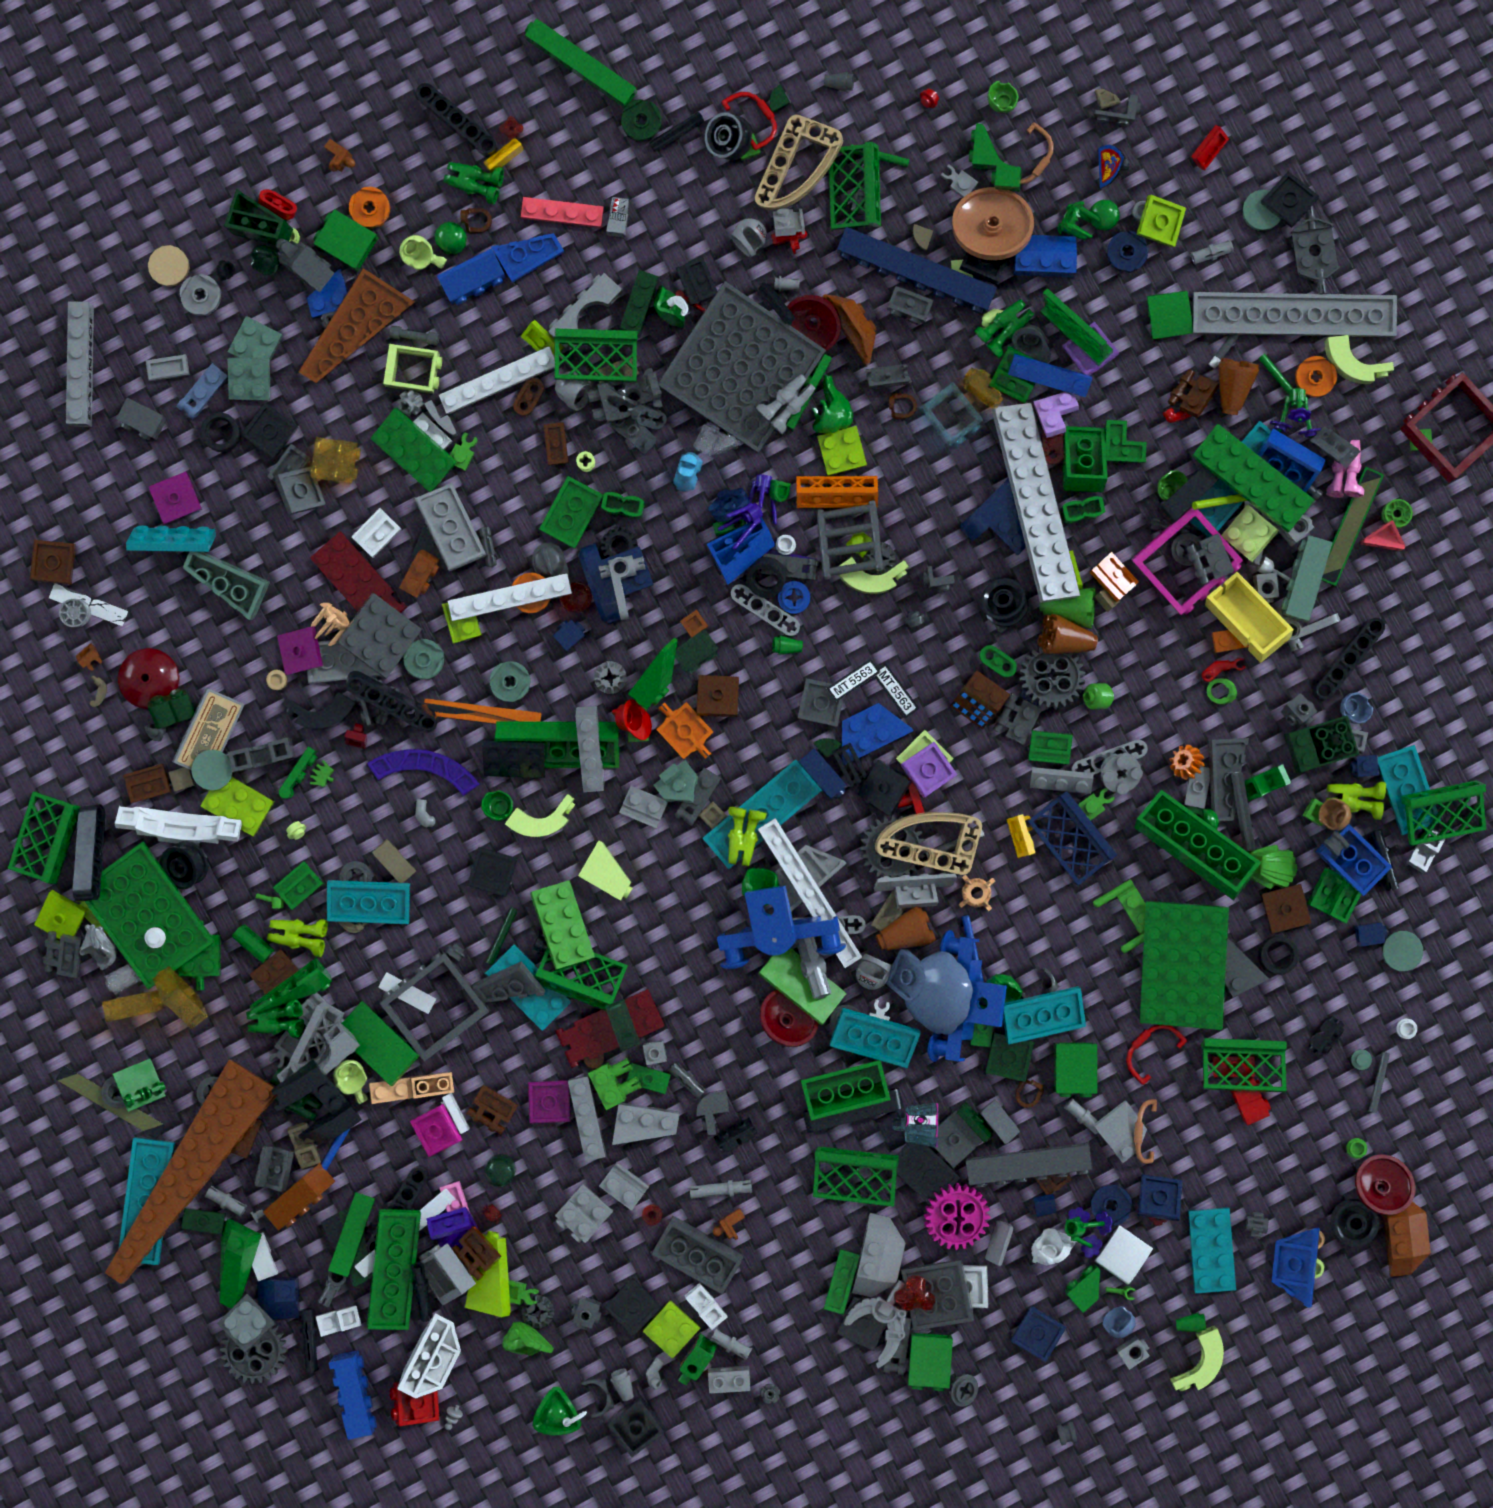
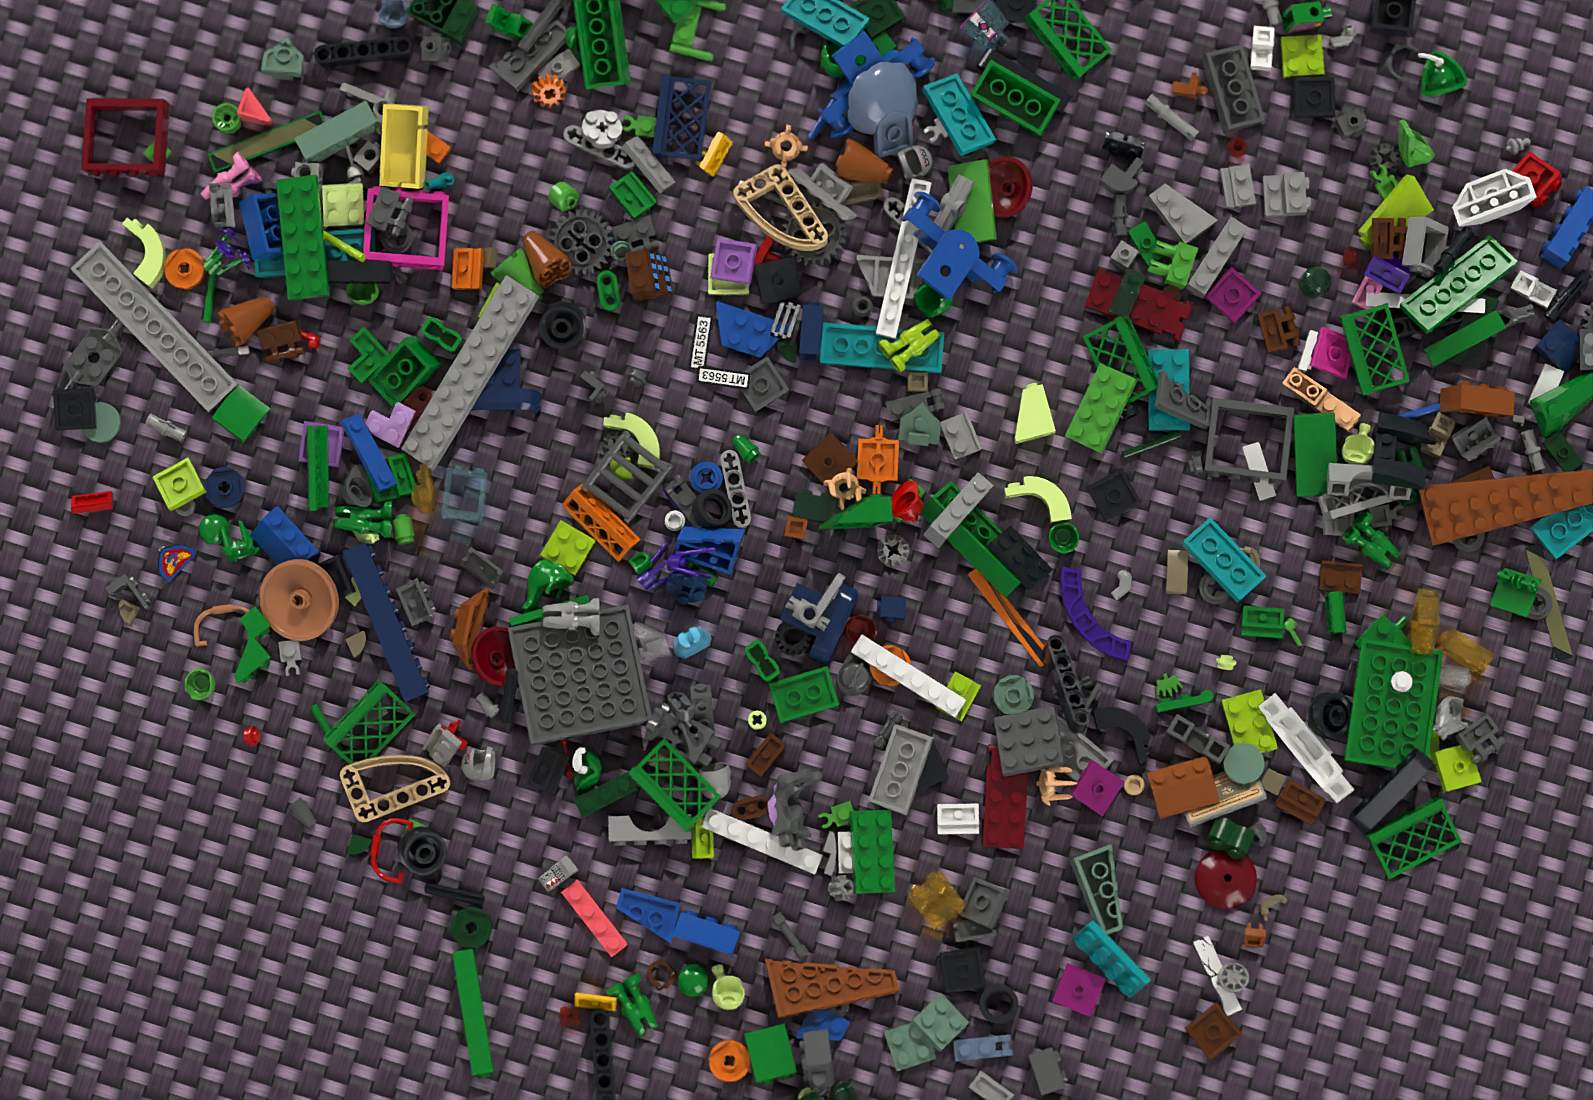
camera: 130 degrees left, 5 degrees down
(238, 710) = (1183, 787): none -> dark orange slope
(292, 937) = (1298, 593): lime piece -> none
(301, 984) = (1325, 548): green wedge -> none
(356, 737) = (1117, 685): dark red tile -> none
(391, 368) = (808, 887): yellowish green window -> none
(420, 573) = (955, 757): dark orange brick -> none
(421, 1149) = (1359, 359): none -> green fence
(491, 410) = (788, 820): none -> dark grey hips
(498, 682) = (958, 610): sand green plate -> none
(622, 1383) = (1372, 54): light grey cone -> none
(684, 693) = (853, 486): none -> light nougat piece
(811, 835) = (862, 299): none -> dark grey plate
(899, 415) = (489, 548): reddish brown piece -> none
(970, 347) = (403, 529): none -> bright green brick
(1017, 697) = (619, 249): none -> sand green plate
(1197, 620) = (439, 182): none -> teal arm
(1217, 667) = (459, 136): red arm -> none
(1232, 691) = (464, 116): bright green piece -> none
(1399, 594) = (283, 61): none -> sand green plate

